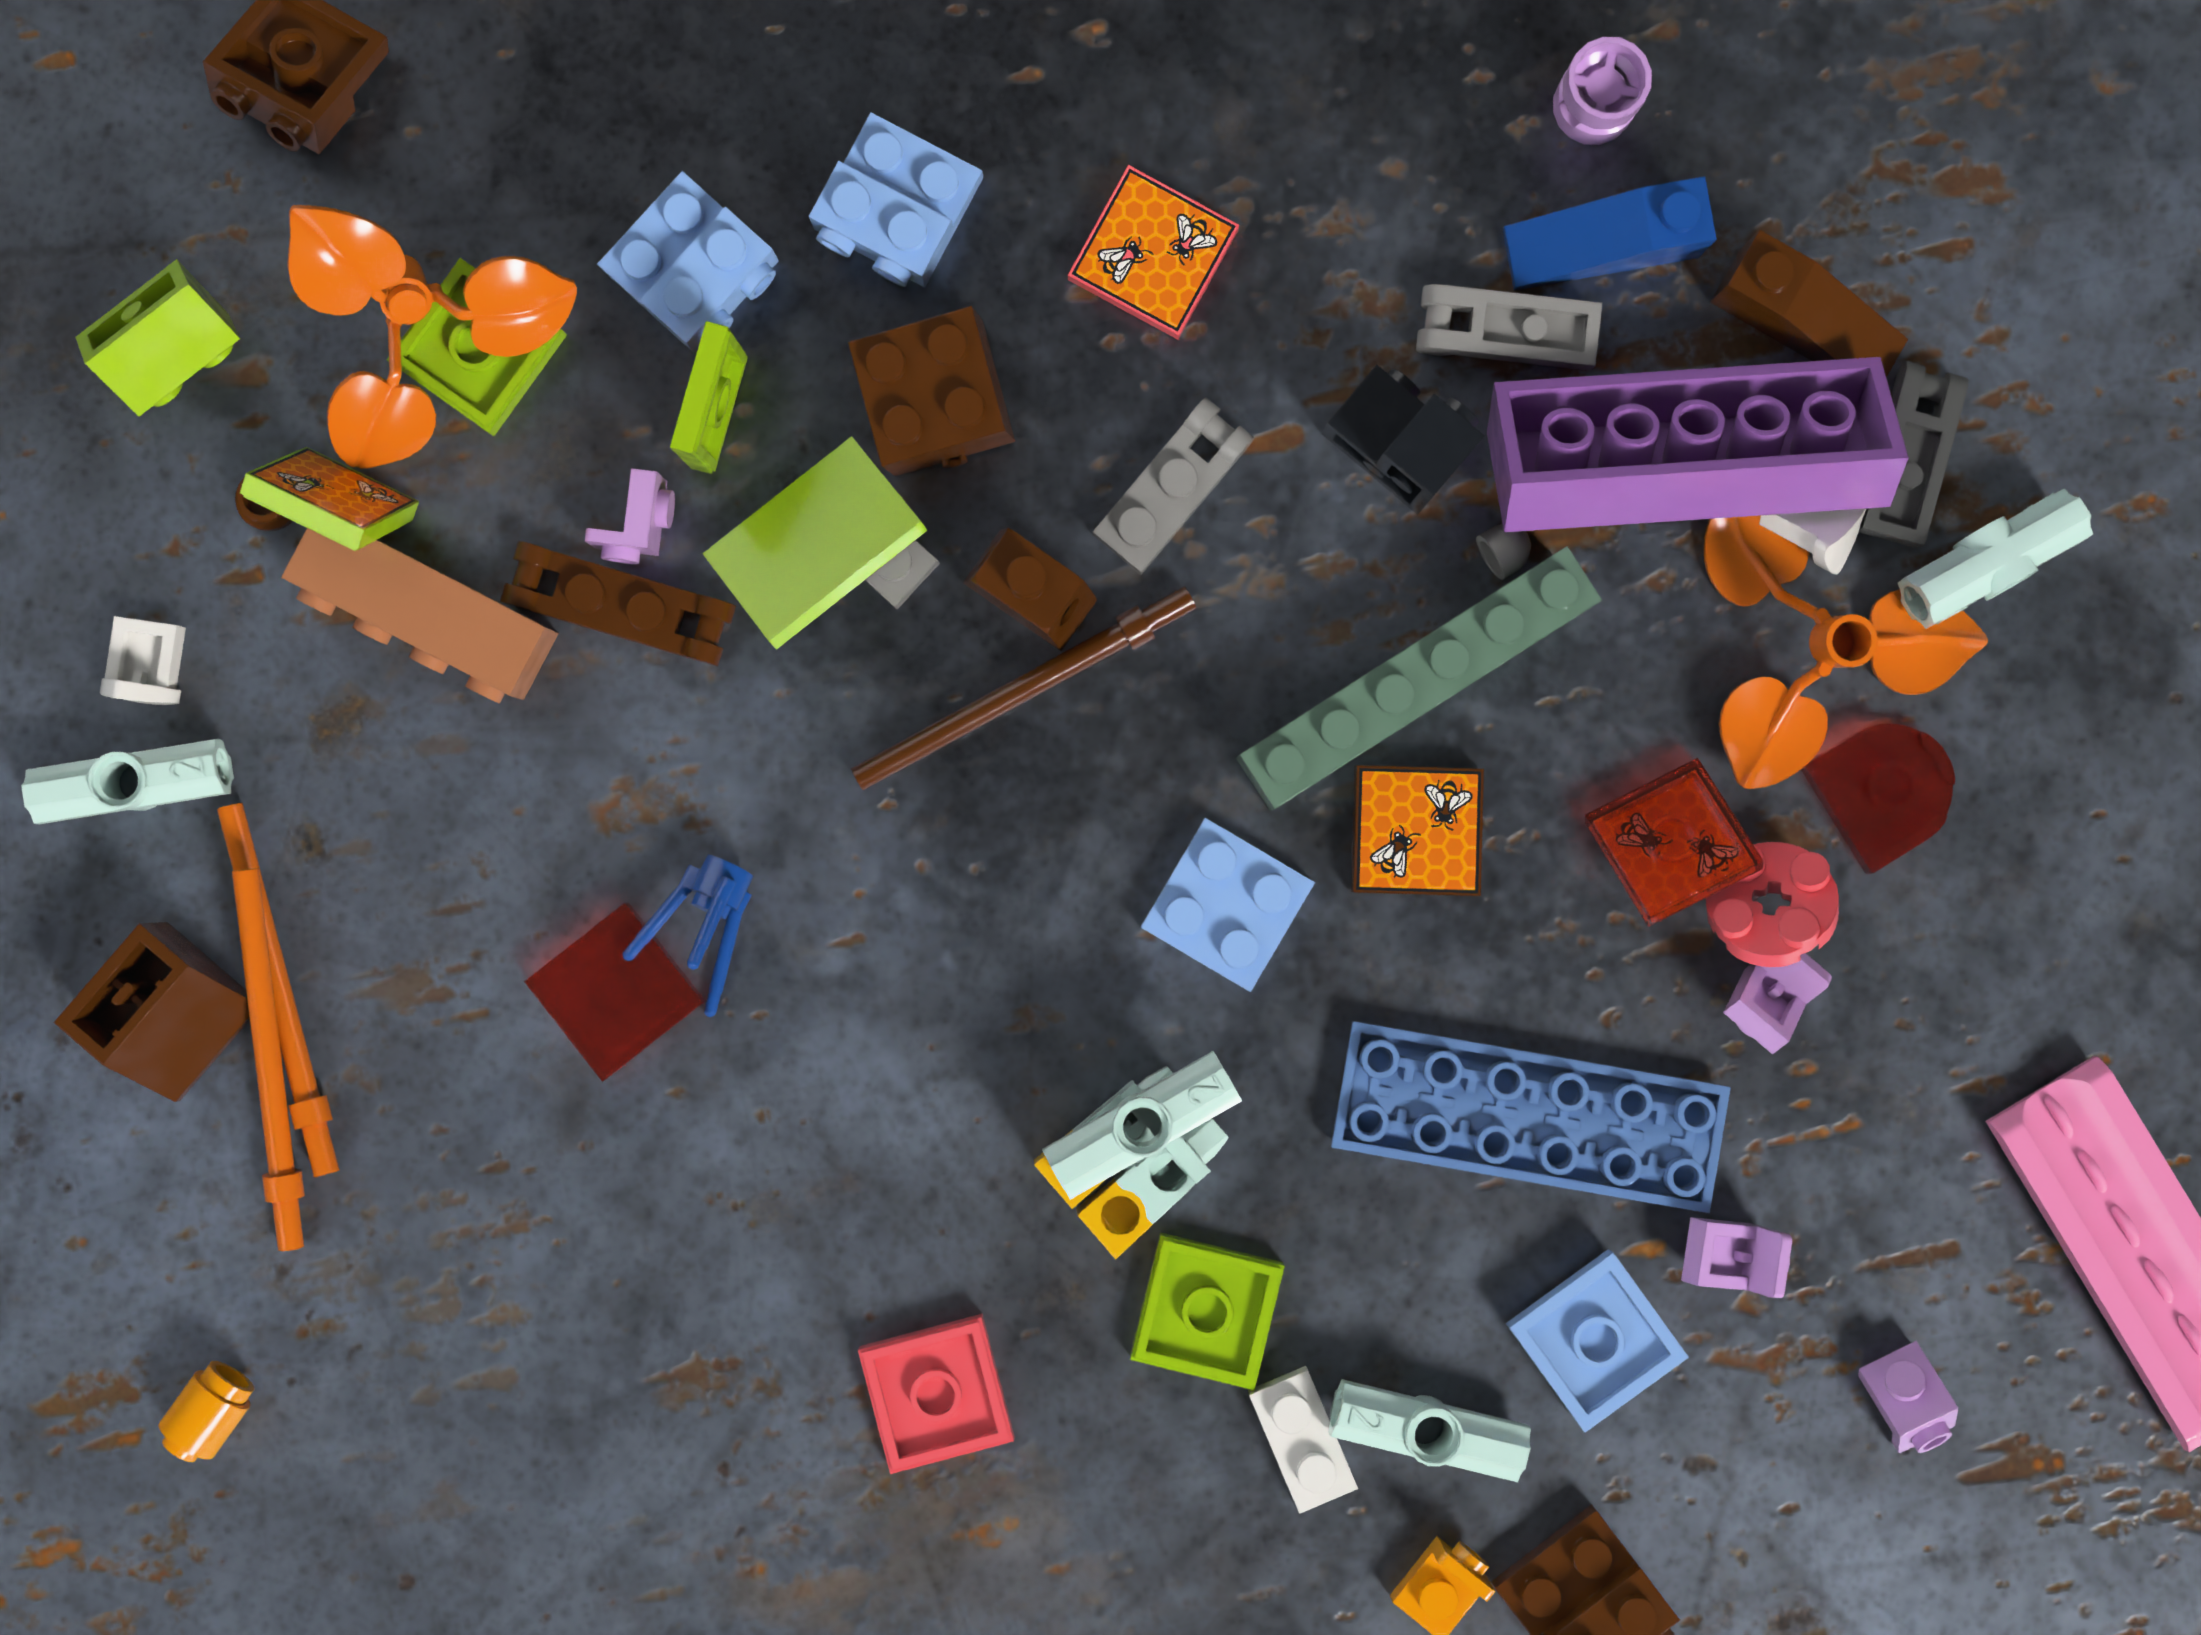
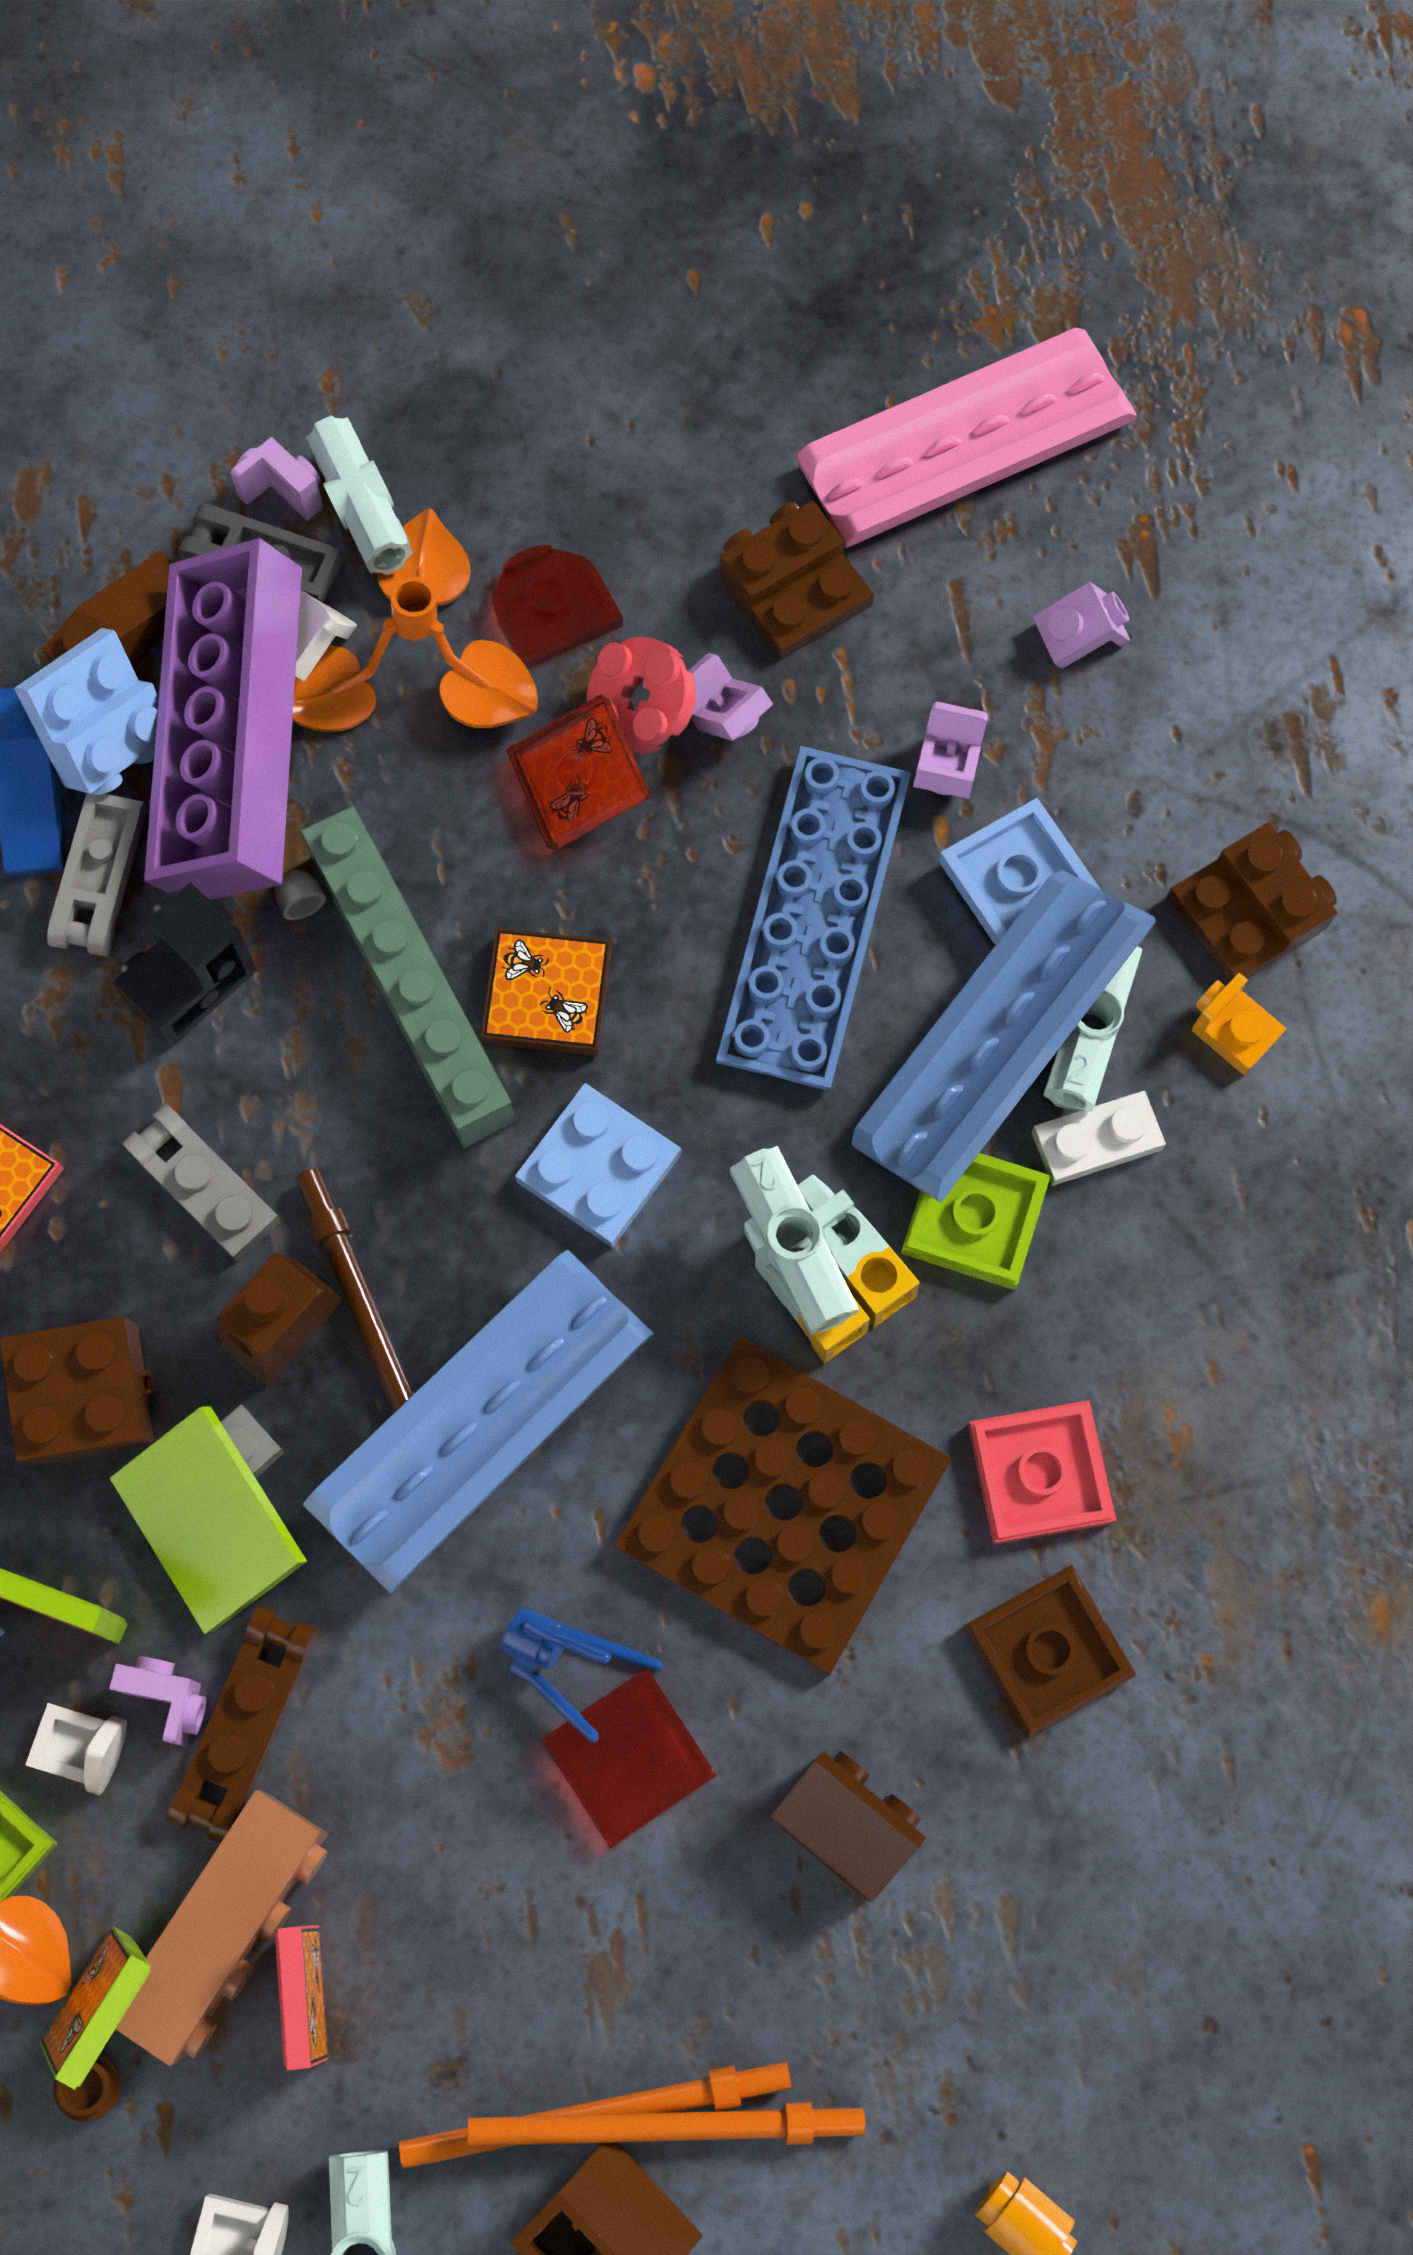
camera: 90 degrees left, 15 degrees down
(352, 696) = (301, 1997): none -> coral tile
(556, 1216) = (849, 1825): none -> reddish brown slope
(585, 442) = (78, 1746): none -> white tile
(754, 1410) = (1049, 1651): none -> reddish brown tile
(812, 1201) = (763, 1599): none -> reddish brown piece
(938, 809) = (477, 1420): none -> medium blue plate
(1405, 1334) = (1000, 1033): none -> medium blue plate
(1687, 298) = (92, 713): none -> light blue plate
(1940, 1064) = (793, 577): none -> reddish brown plate
(2012, 478) = (274, 467): none -> lavender bracket

